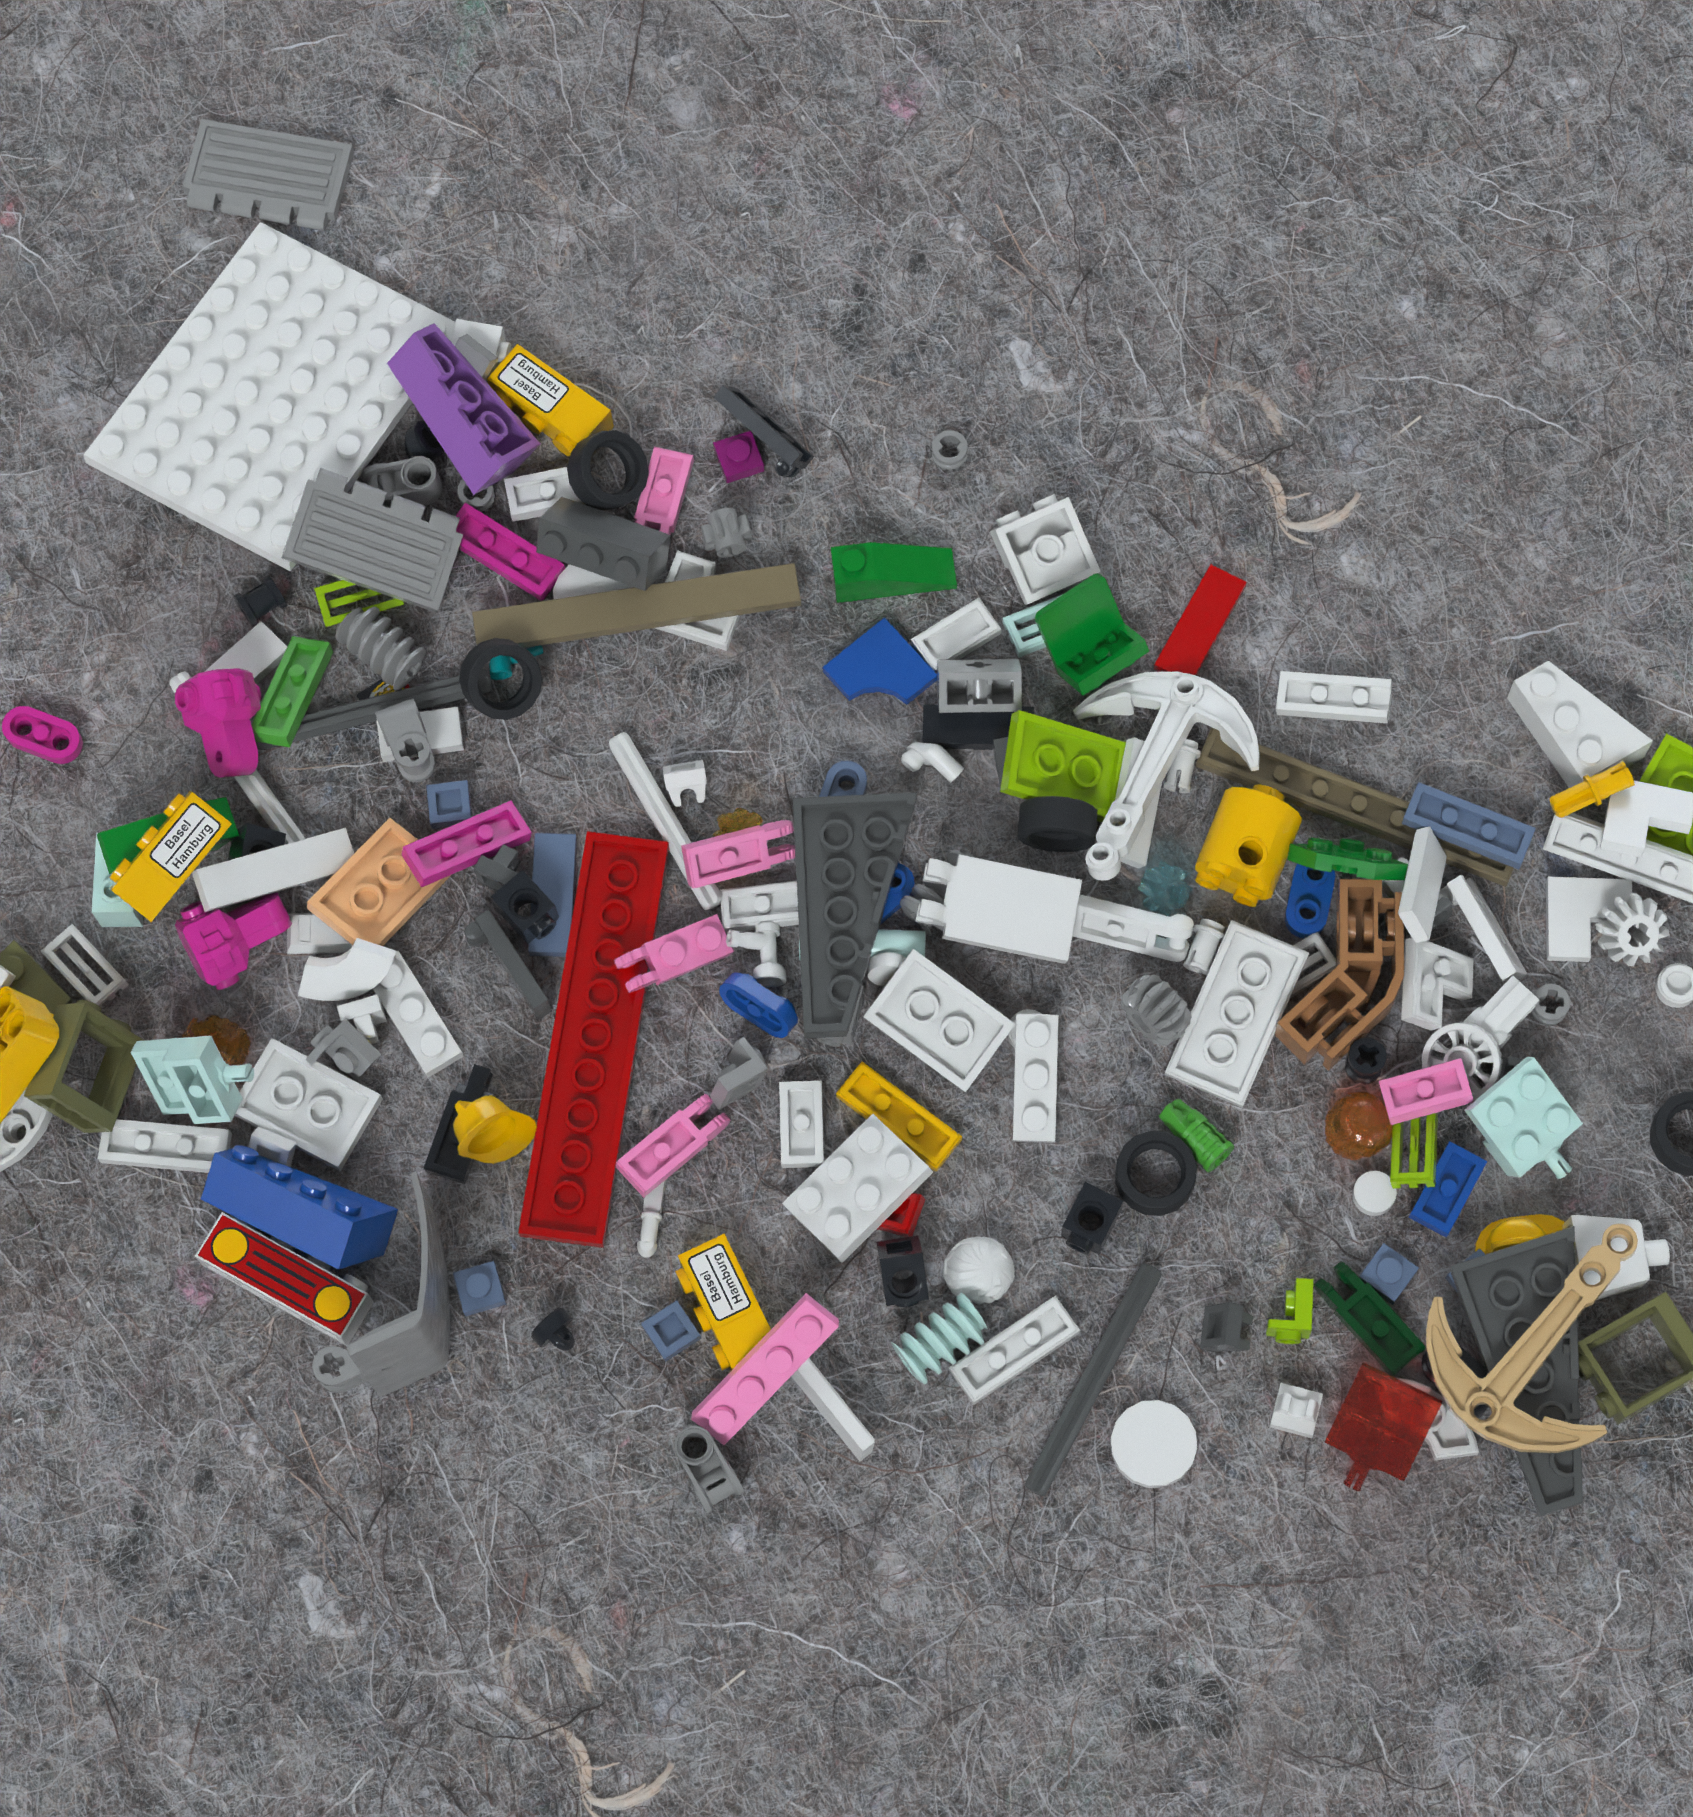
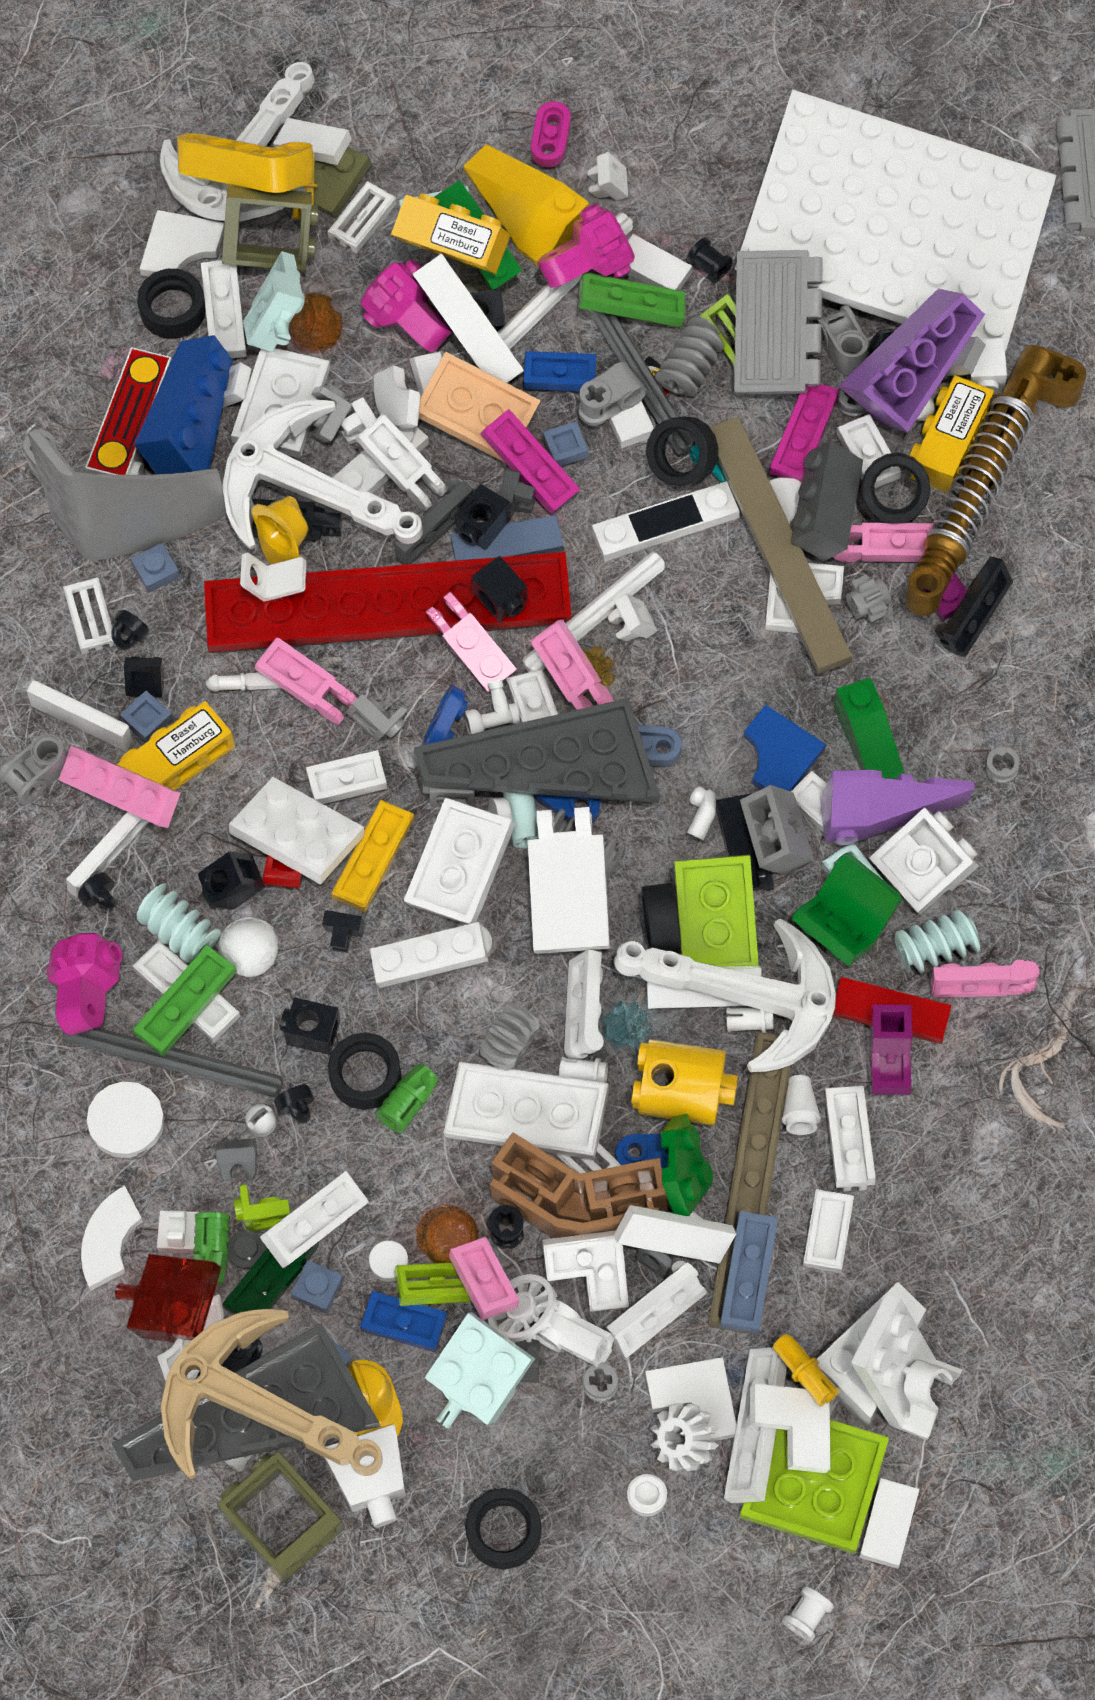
camera: 75 degrees right, 5 degrees down
(55, 1182) = (179, 241): none -> white tile
(117, 1181) = (171, 326): none -> black tyre
(120, 680) = (610, 176): none -> white tile
(123, 780) = (528, 202): none -> yellow wedge
(355, 790) = (558, 370): none -> blue plate
(423, 1097) = (279, 469): none -> white piece
(426, 983) = (400, 460): none -> white hinge
(521, 1390) = (96, 641): none -> white tile
(544, 1145) = (275, 579): none -> white bracket
(571, 722) = (665, 521): none -> white plate
(605, 376) = (946, 547): none -> pearl gold piece
(619, 1323) = (143, 676): none -> black tile
(625, 905) = (499, 589): none -> black brick
(652, 1404) = (79, 715): none -> white tile
(878, 1422) = (97, 891): none -> black tile
(978, 583) = (865, 804): none -> medium lavender wedge
(982, 1451) = (83, 971): none -> dark pink piece
(985, 1163) = (343, 928): none -> black tile
(1036, 1347) = (184, 1000): none -> bright green plate
(1137, 559) = (937, 940): none -> light aqua piece
(1175, 1253) = (295, 1102): none -> black tile
(1177, 1302) = (265, 1124): none -> white hinge
(1190, 524) = (984, 980): none -> bright pink hinge
(1248, 634) = (891, 1049): none -> magenta brick
(1286, 1490) = (106, 1237): none -> white tile
(1290, 737) = (800, 1106): none -> white cone
(1323, 1255) = (314, 1219): none -> white plate
(1333, 1340) = (245, 1249): none -> dark grey plate
(1338, 1373) = (212, 1239): none -> bright green hinge
(1428, 744) = (828, 1231): none -> white tile
(1639, 693) = (901, 1369): none -> white plate

